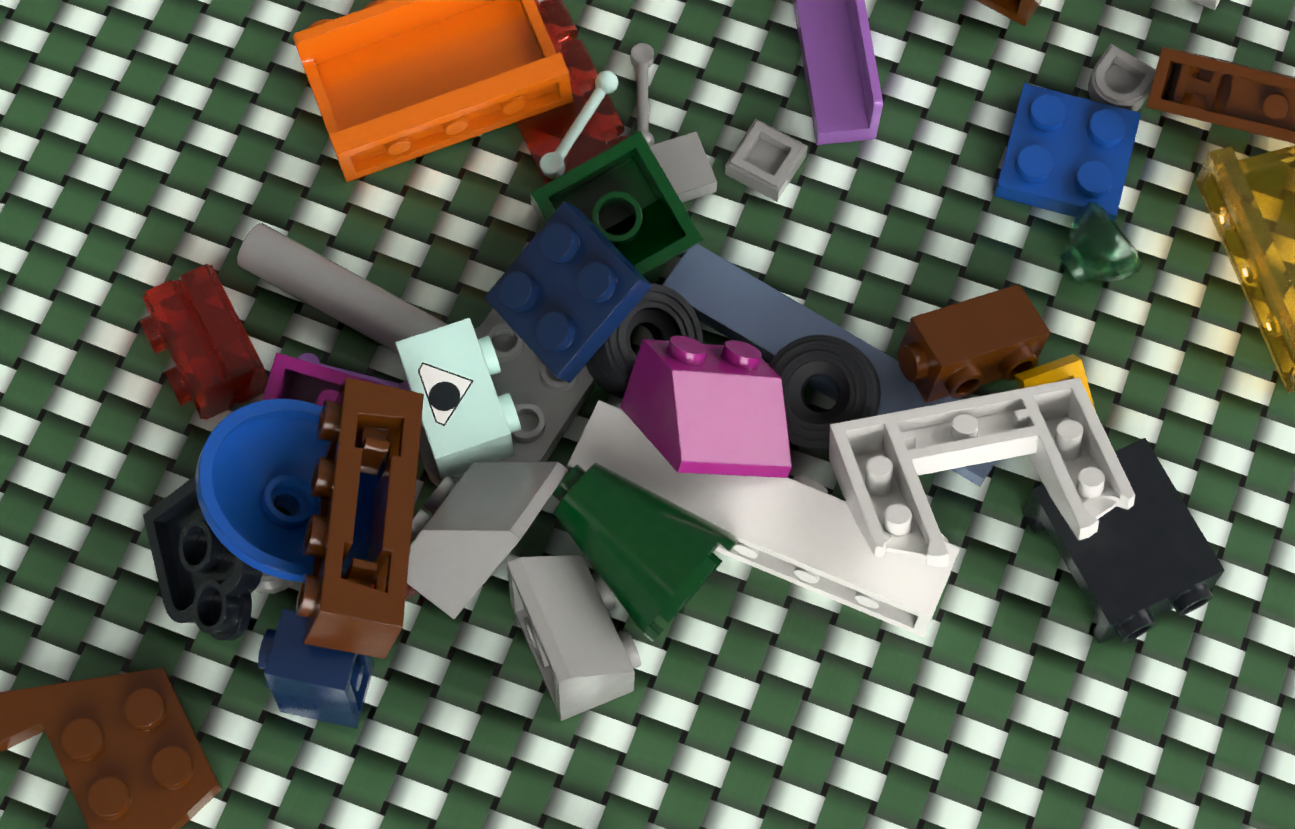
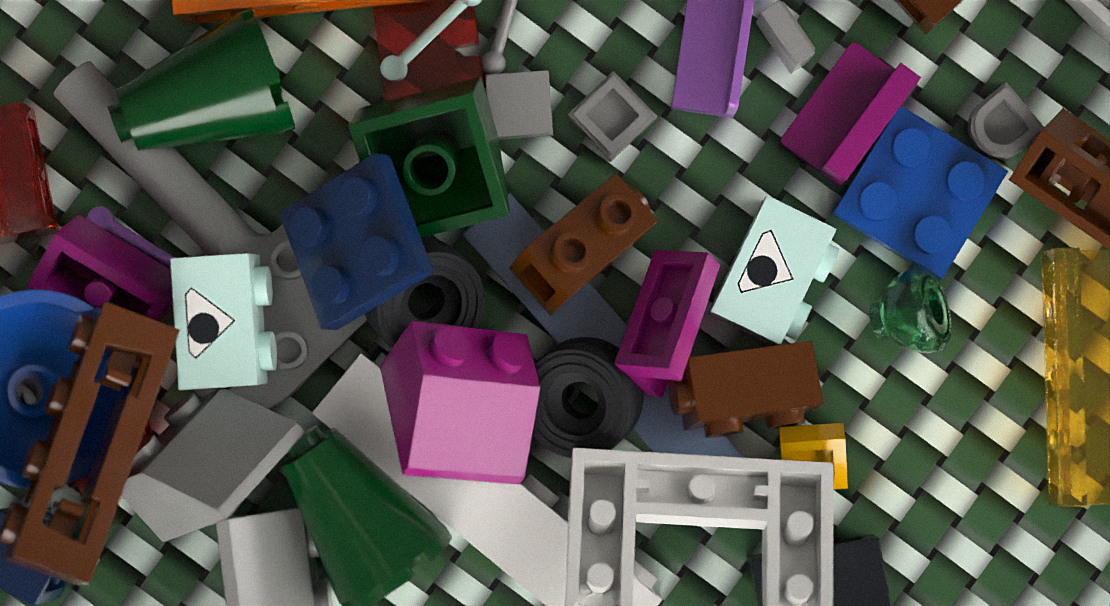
camera: 20 degrees right, 20 degrees up
(390, 207) = (206, 91): none -> dark green cone
(777, 258) = (583, 243): none -> reddish brown brick
(879, 295) = (666, 318): none -> magenta panel
(902, 50) = (785, 36): none -> light grey tile
(961, 241) = (774, 272): none -> light aqua brick
(980, 104) = (848, 113): none -> magenta panel

